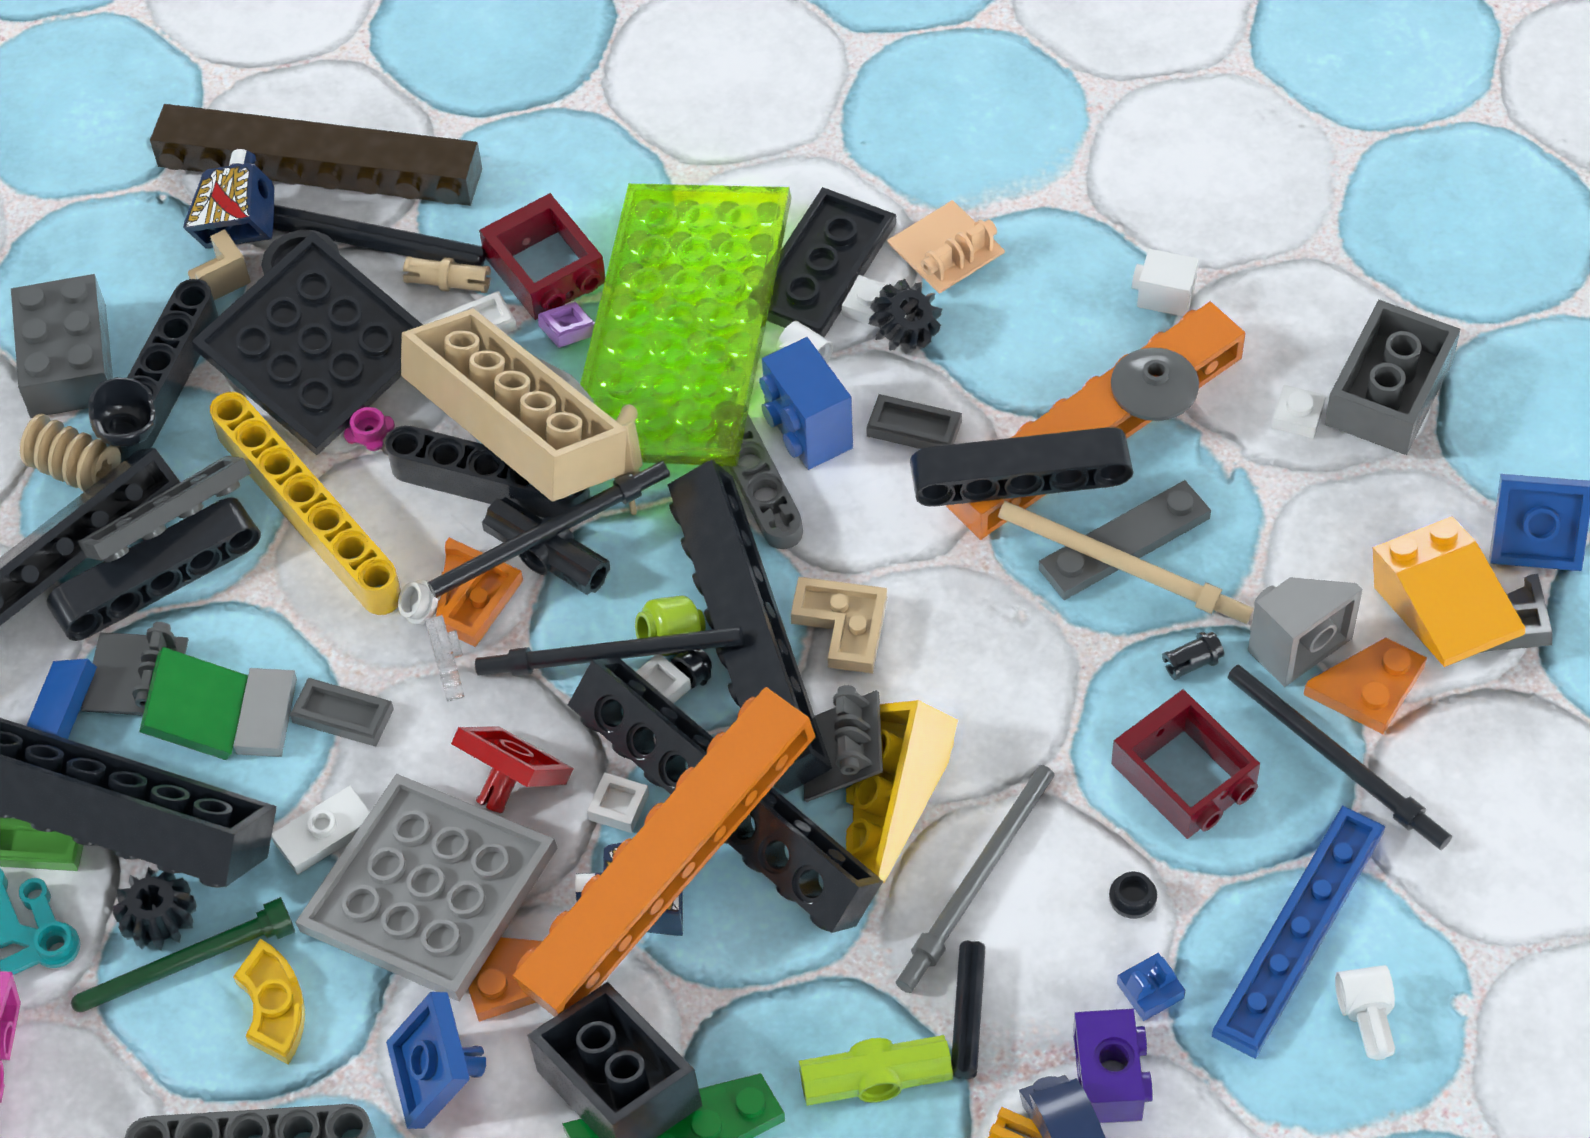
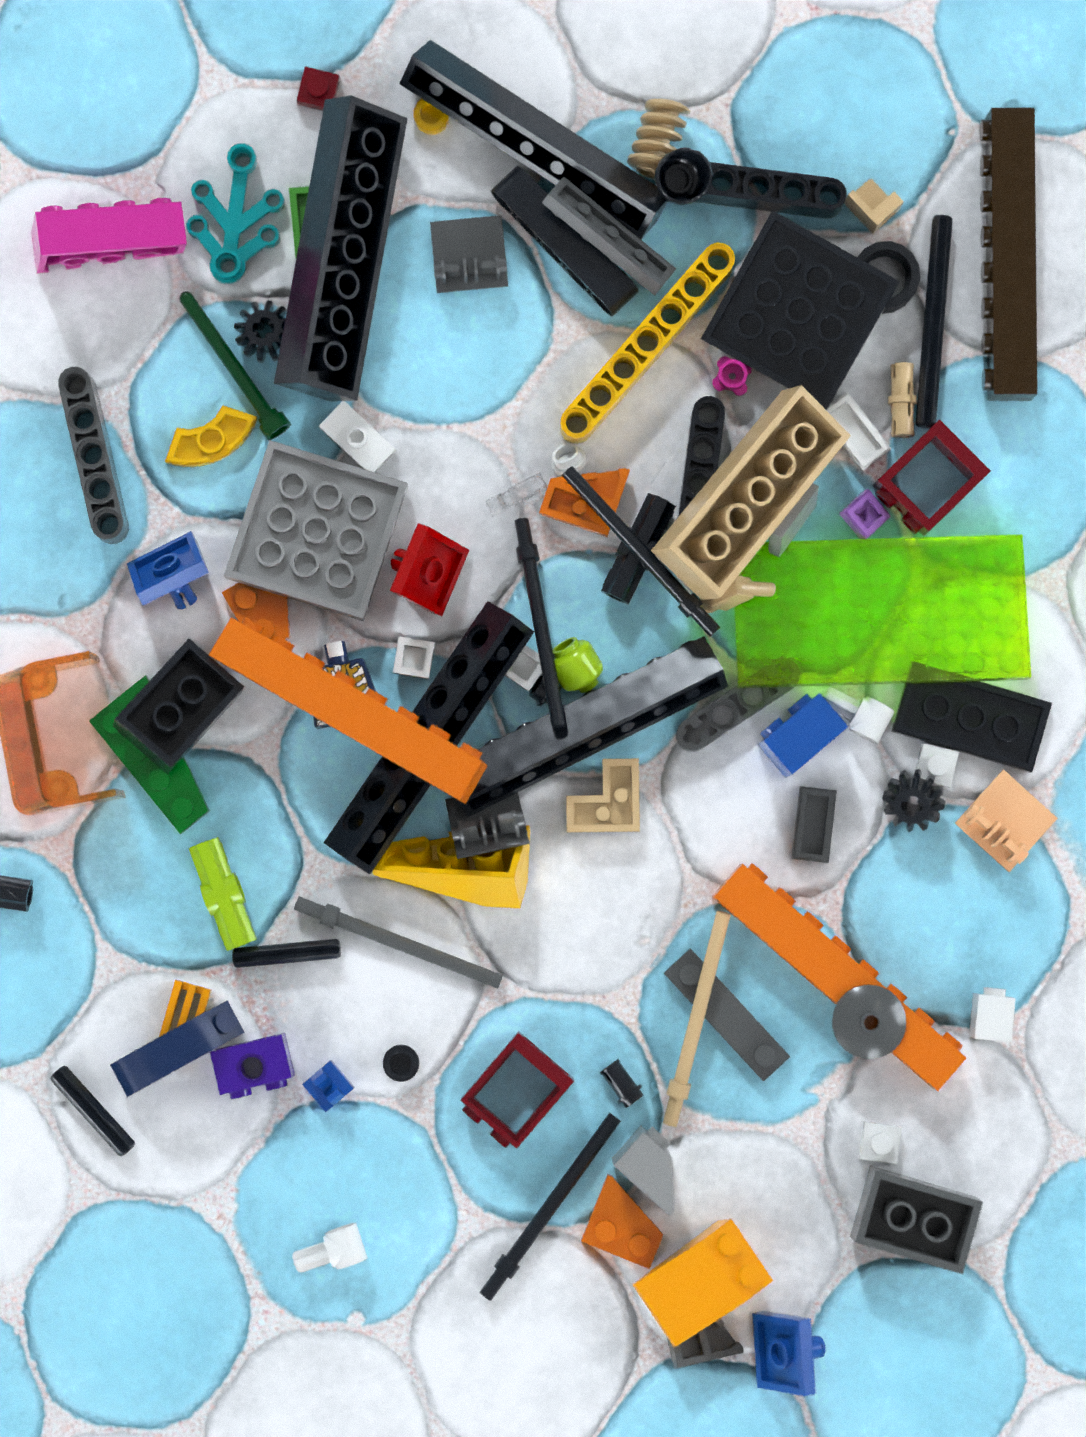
camera: 75 degrees right, 30 degrees up
(60, 343) = (767, 99): dark grey brick -> none
(62, 696) = (431, 203): blue tile -> none
(194, 703) = (441, 310): green tile -> none
(233, 200) = (936, 200): torso -> none
(265, 712) = (452, 365): light grey tile -> none
(342, 712) = (463, 424): dark grey tile -> none
(1021, 466) = (756, 924): black beam -> none
(1298, 932) = (395, 1192): blue tile -> none

